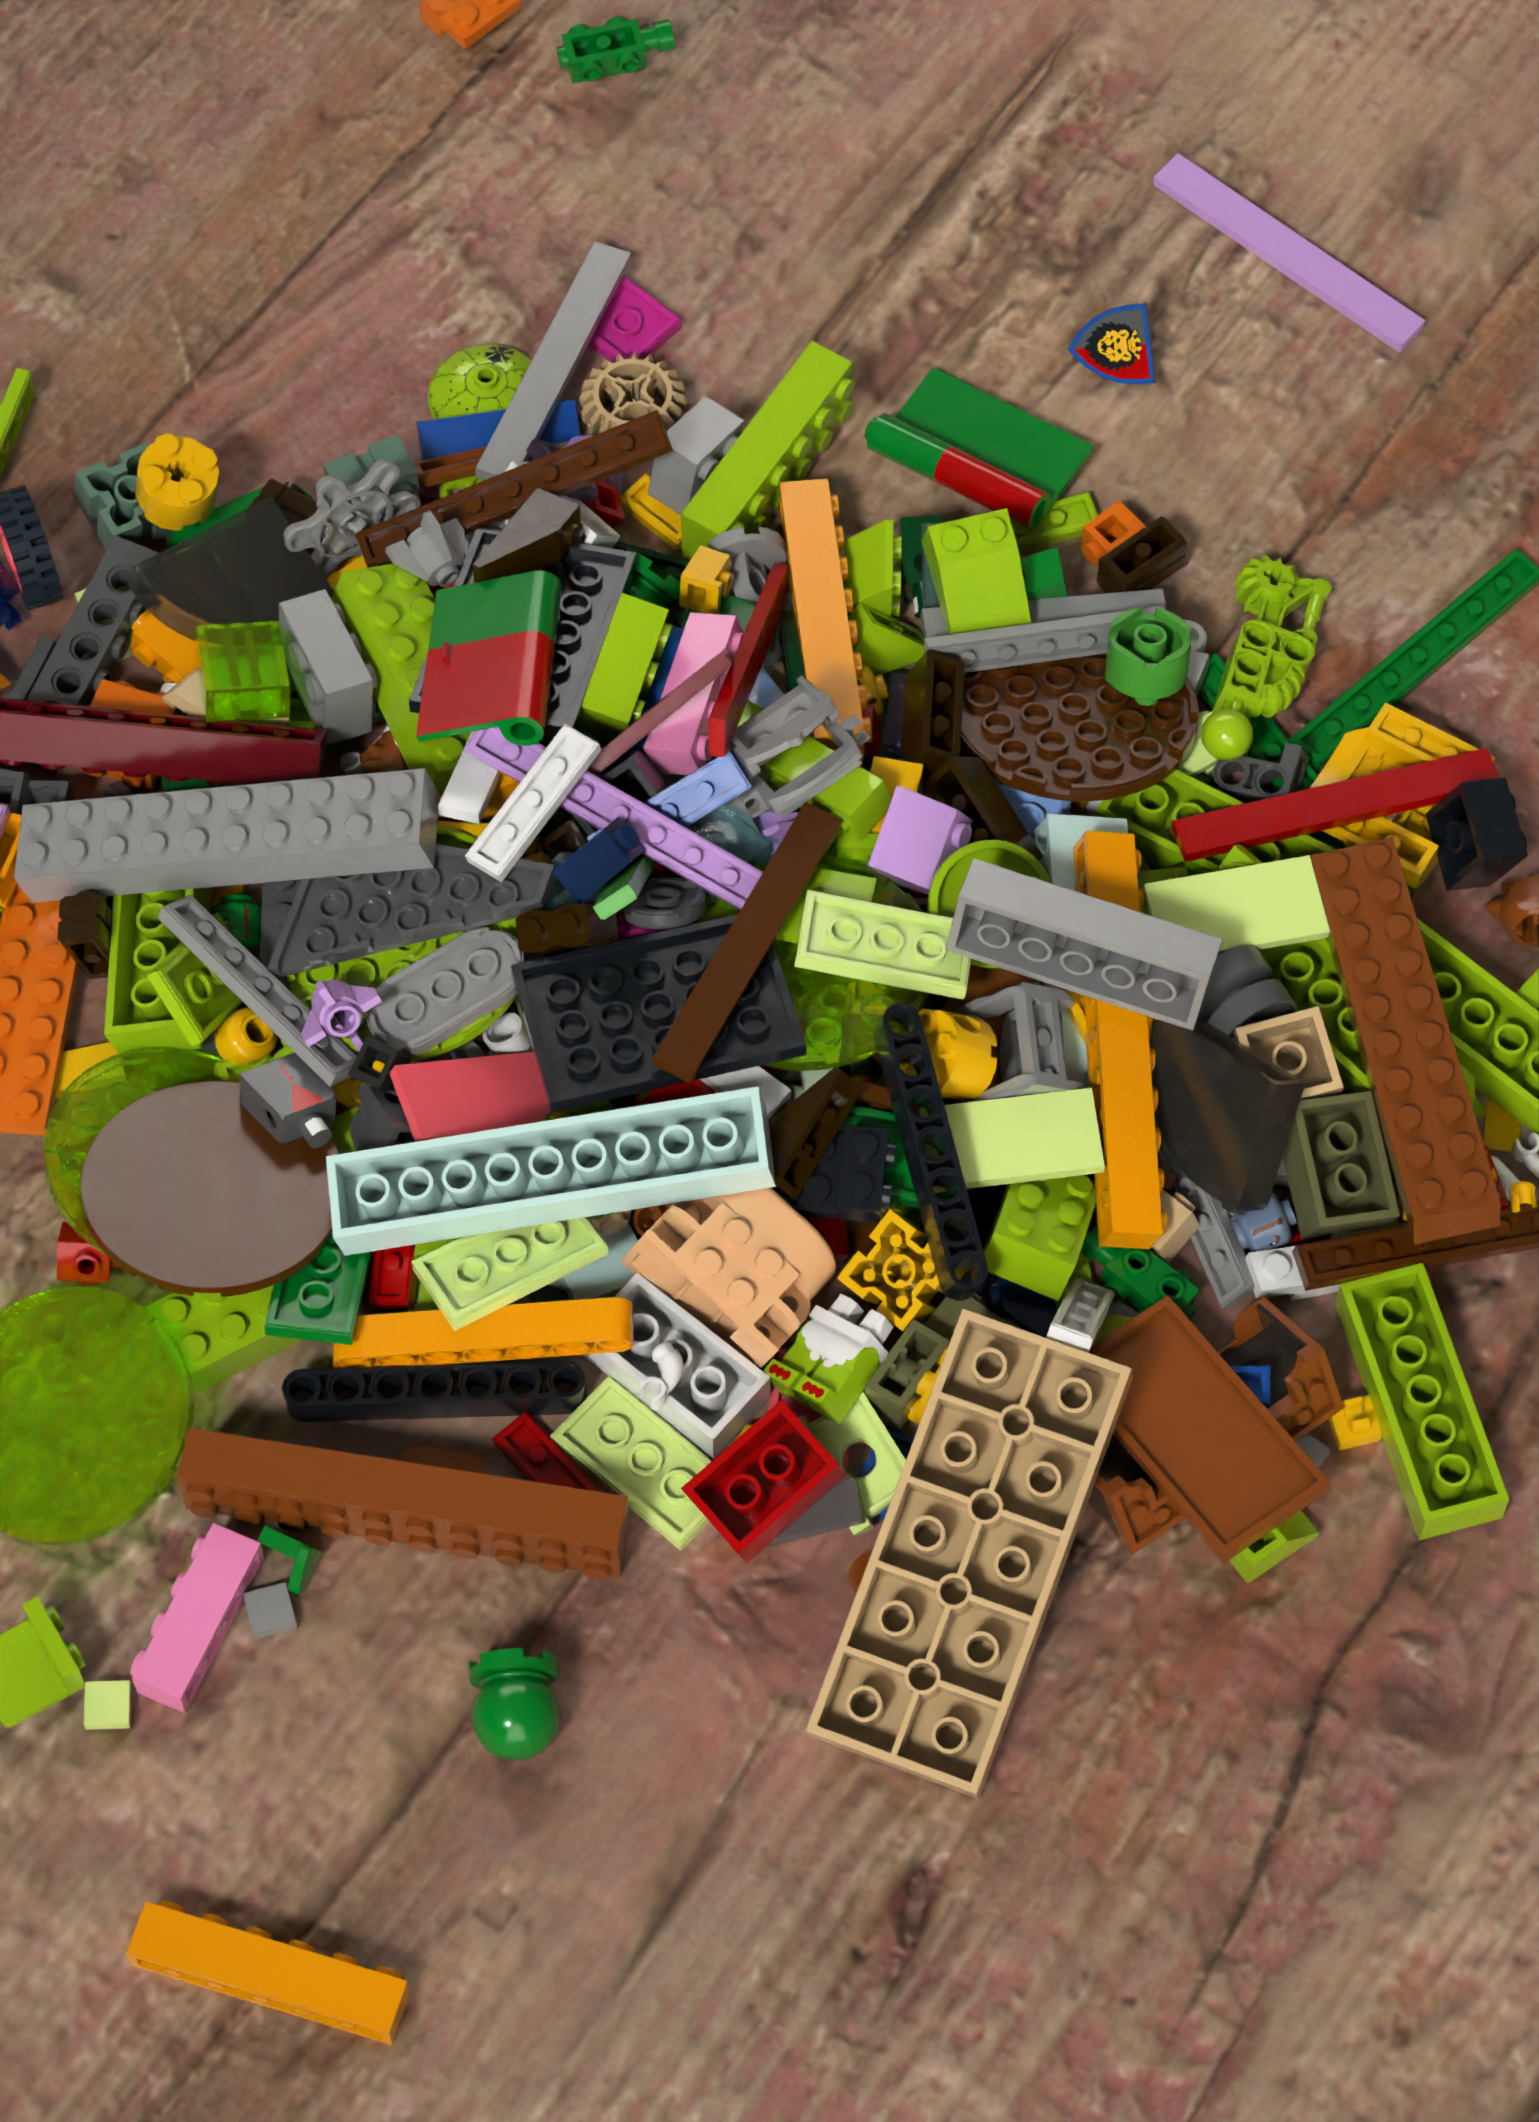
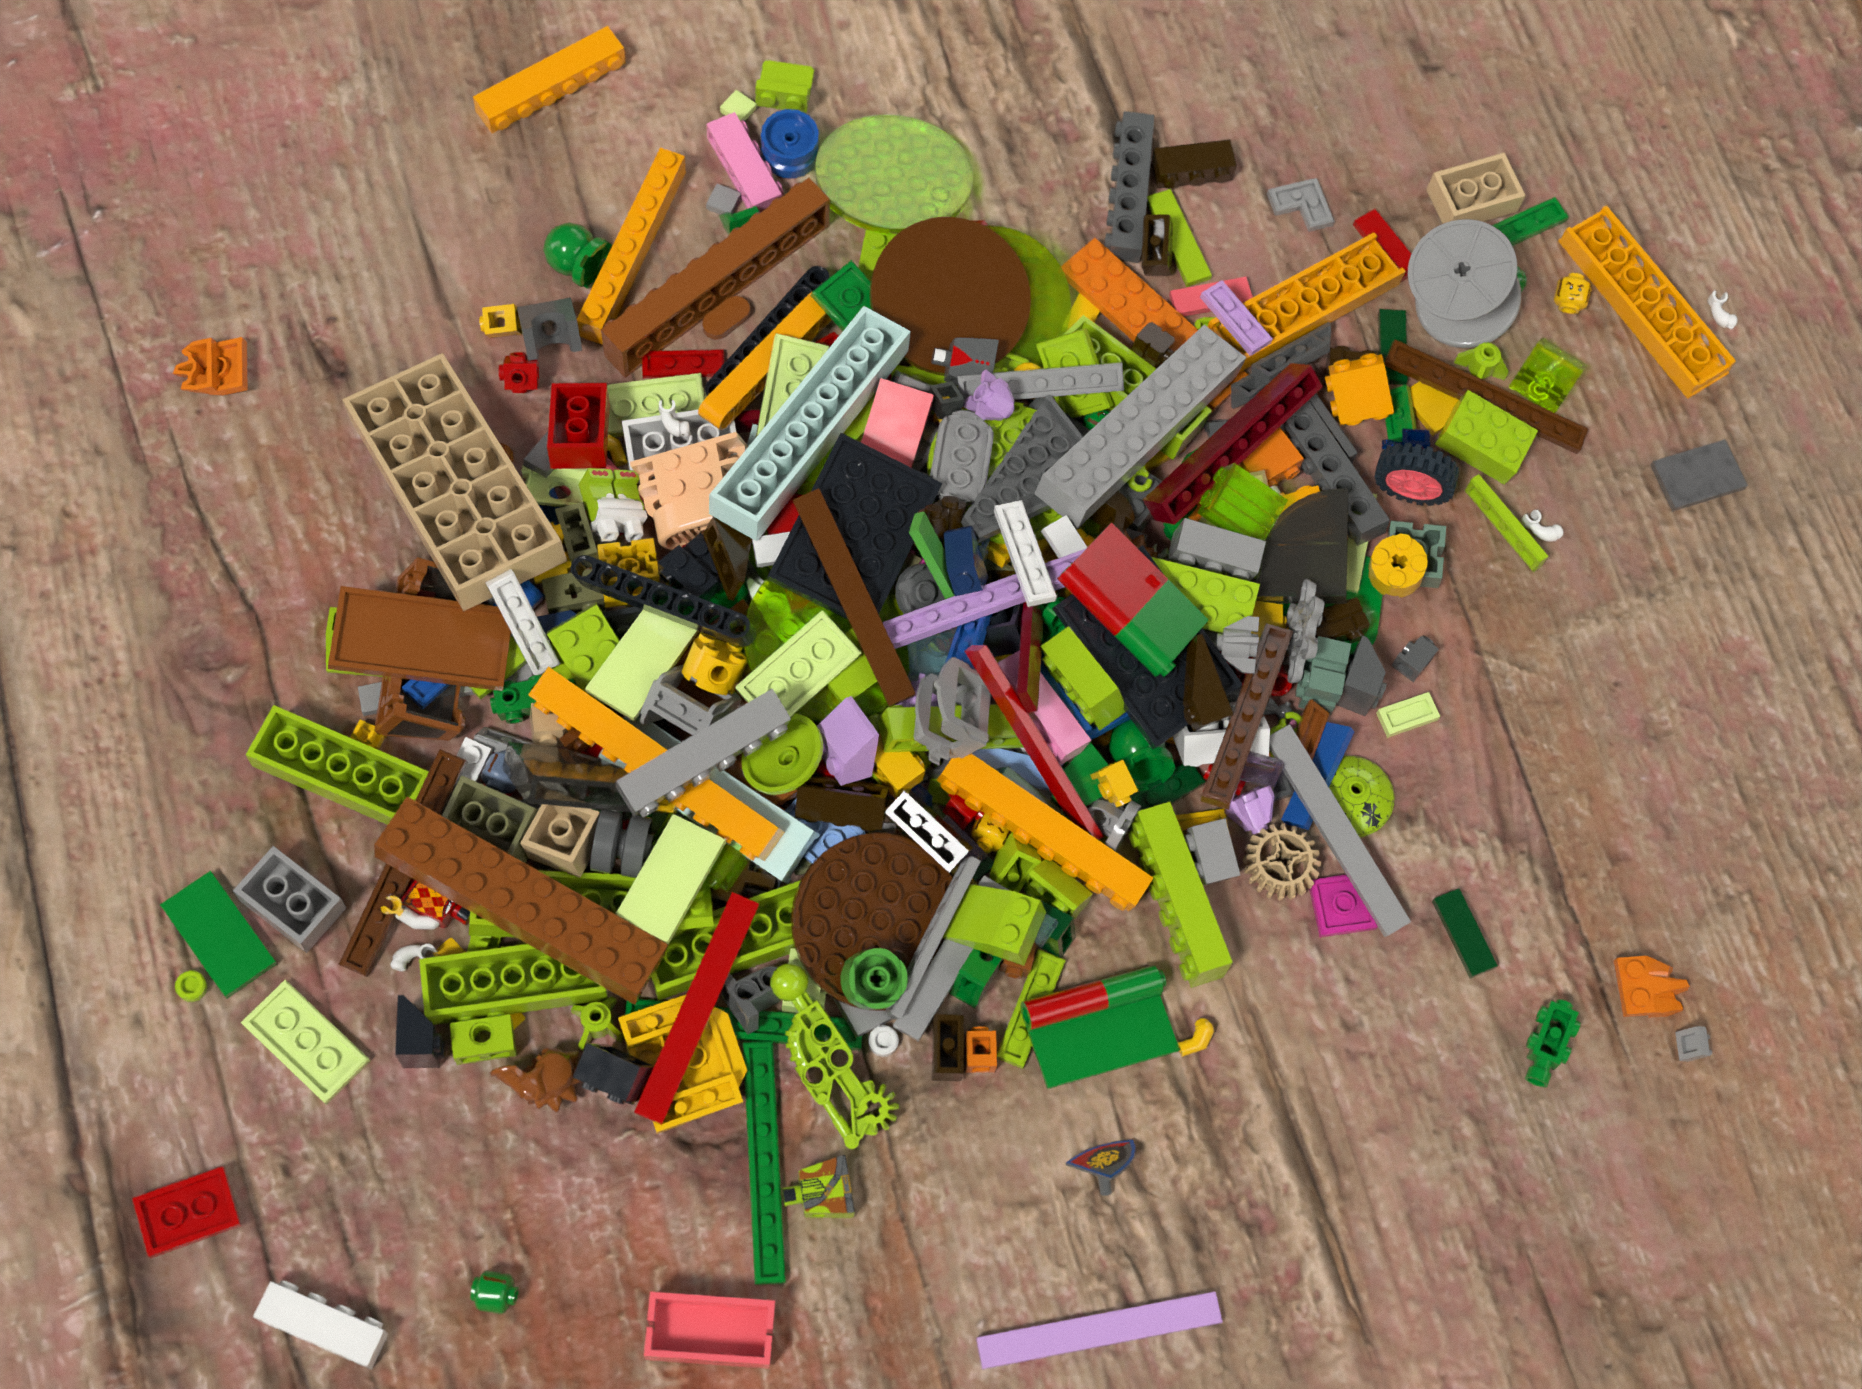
camera: 120 degrees right, 5 degrees up
(121, 1577) = (789, 143): none -> blue wheel
(260, 427) = (1415, 657): none -> dark grey brick
(337, 400) = (1408, 714): none -> yellowish green tile
(341, 432) = (1363, 680): none -> dark grey slope
(436, 1654) = (631, 244): none -> light orange brick
(555, 198) = (1464, 933): none -> dark green tile
(642, 1653) = (561, 331): none -> dark grey piece
(688, 1722) = (493, 314): none -> yellow brick
(741, 1634) = (519, 373): none -> red brick
(905, 355) = (1200, 1040): none -> yellow arm
(1061, 2019) = (214, 366): none -> orange plate
(1394, 576) = (823, 1190): none -> torso
(1442, 909) = (598, 1028): none -> lime brick

